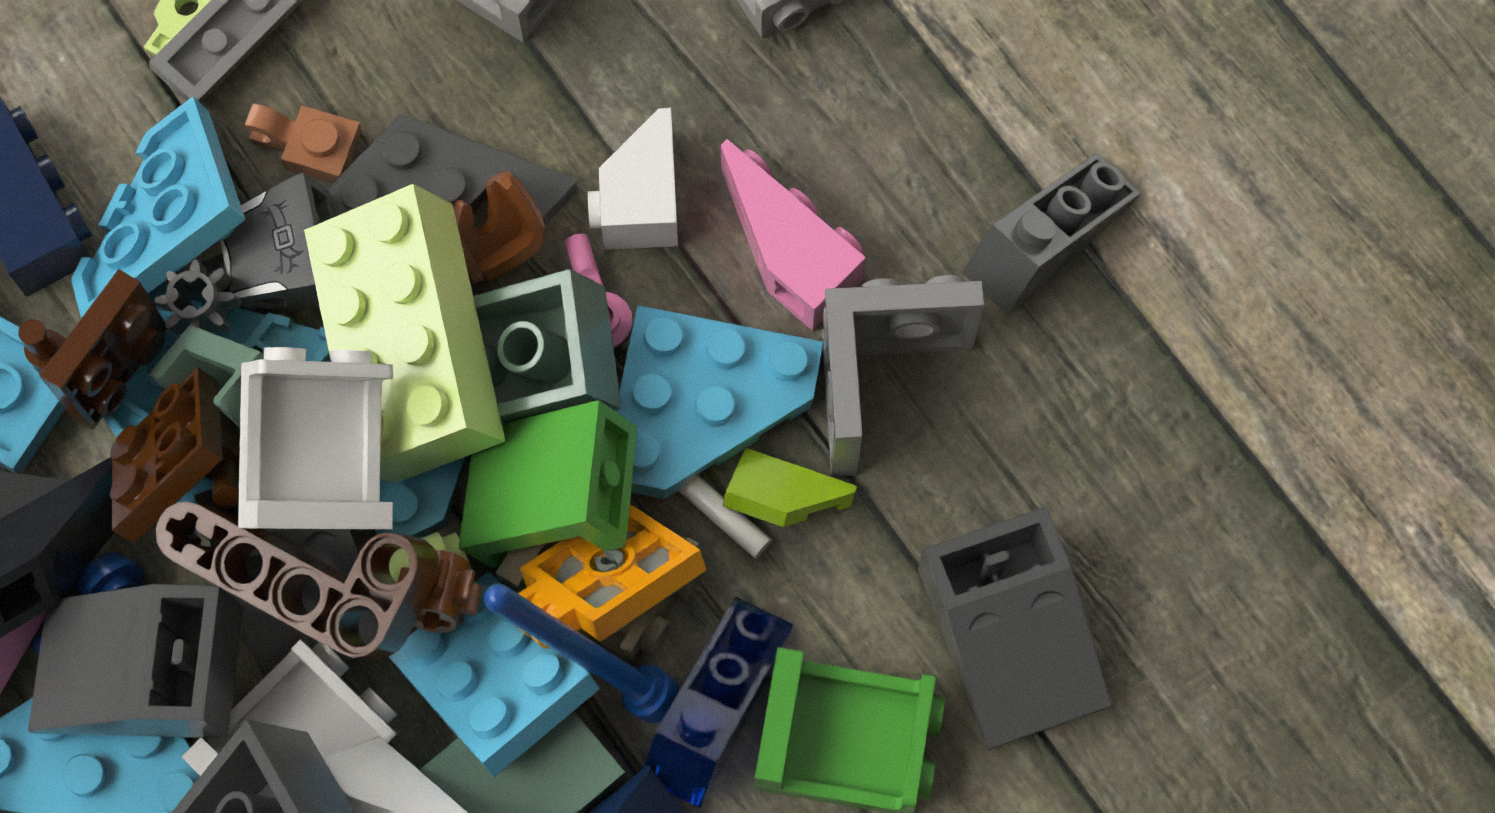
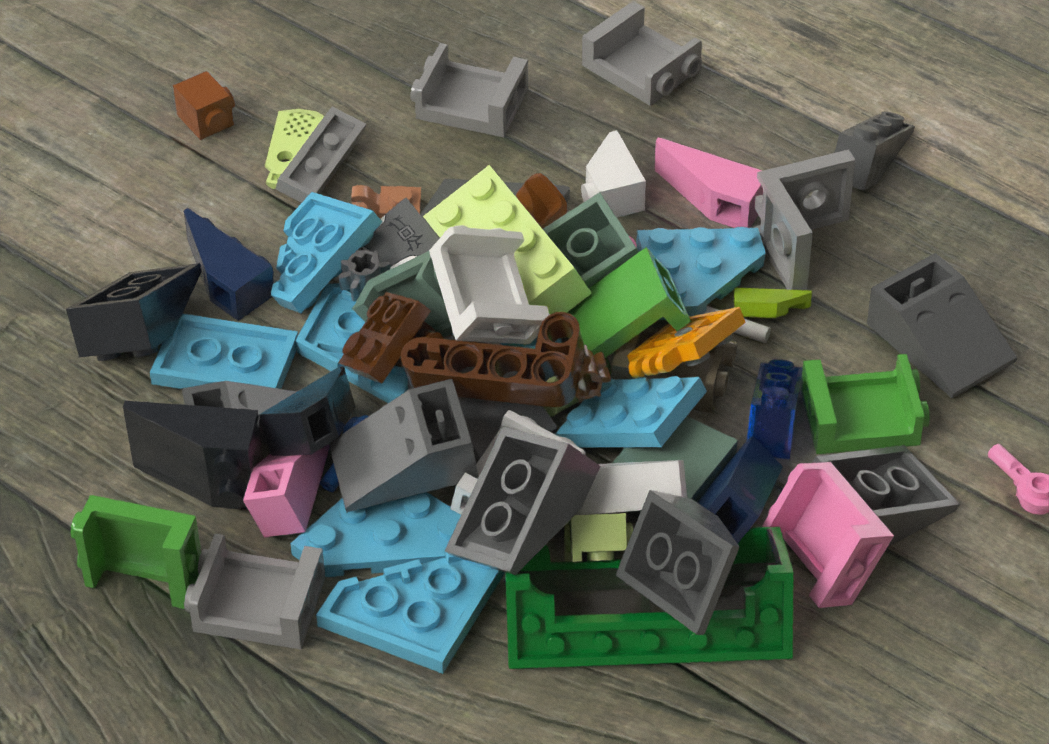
camera: 15 degrees left, 25 degrees down
(101, 352) = (317, 304): reddish brown plate -> none
(644, 690) = (728, 410): blue piece -> none

